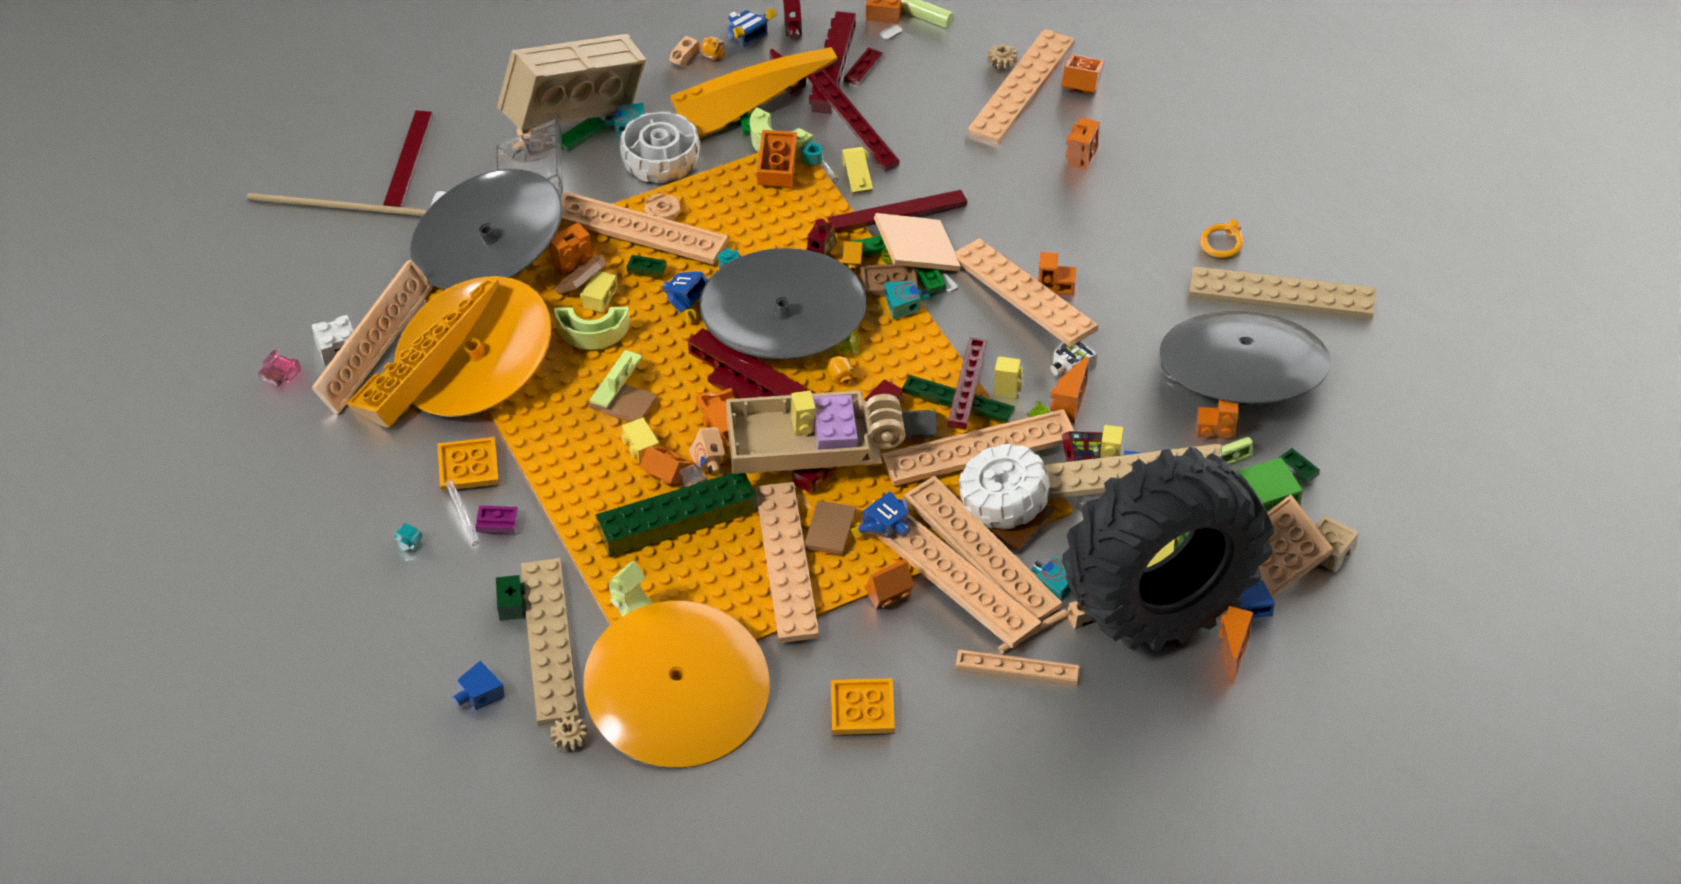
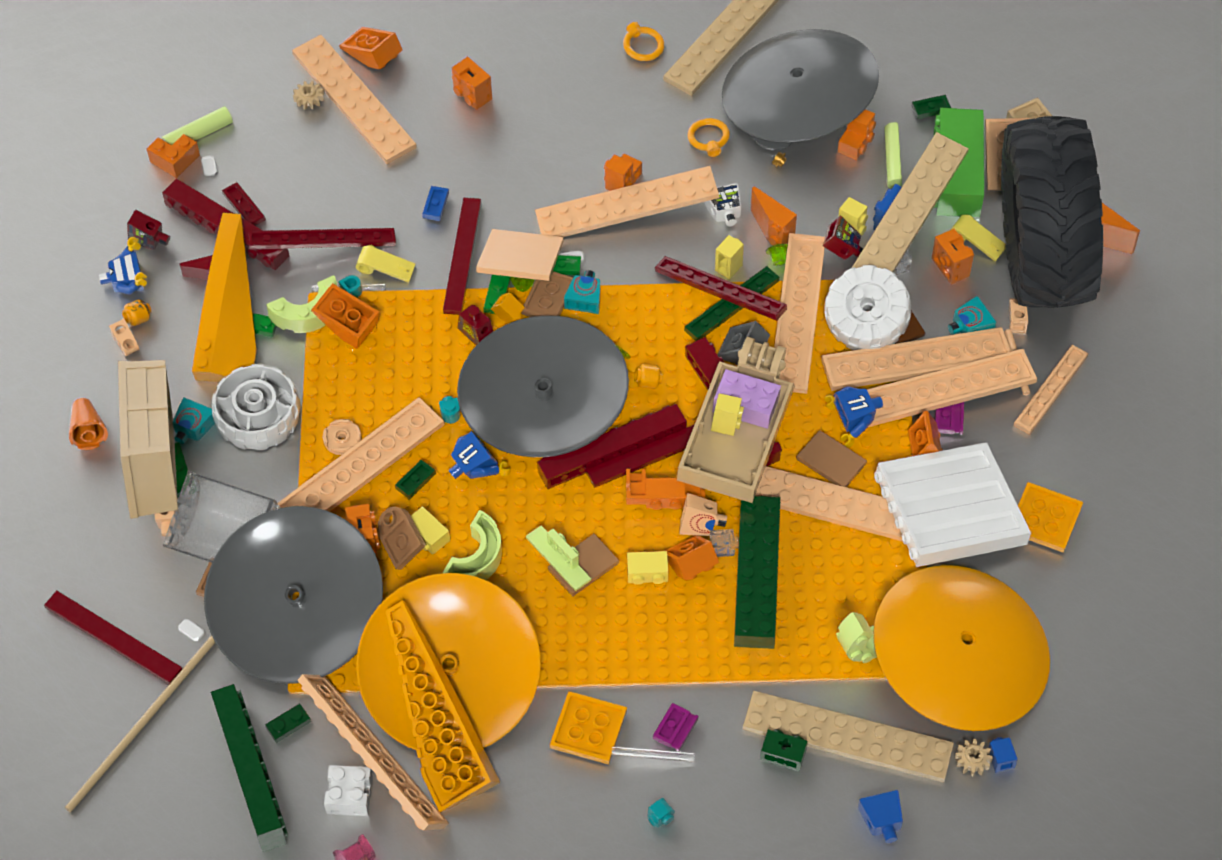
camera: 65 degrees left, 10 degrees up
(323, 272) = (250, 767): none -> dark green brick
(376, 282) = (288, 723): none -> dark green plate
(582, 753) = (1003, 754): none -> blue brick
(824, 622) = (952, 504): none -> white panel
(932, 600) = (950, 419): none -> magenta plate
(942, 175) = (435, 203): none -> blue plate
(1133, 328) = (712, 147): none -> light orange piece
(1152, 378) = (779, 159): none -> pearl gold plate

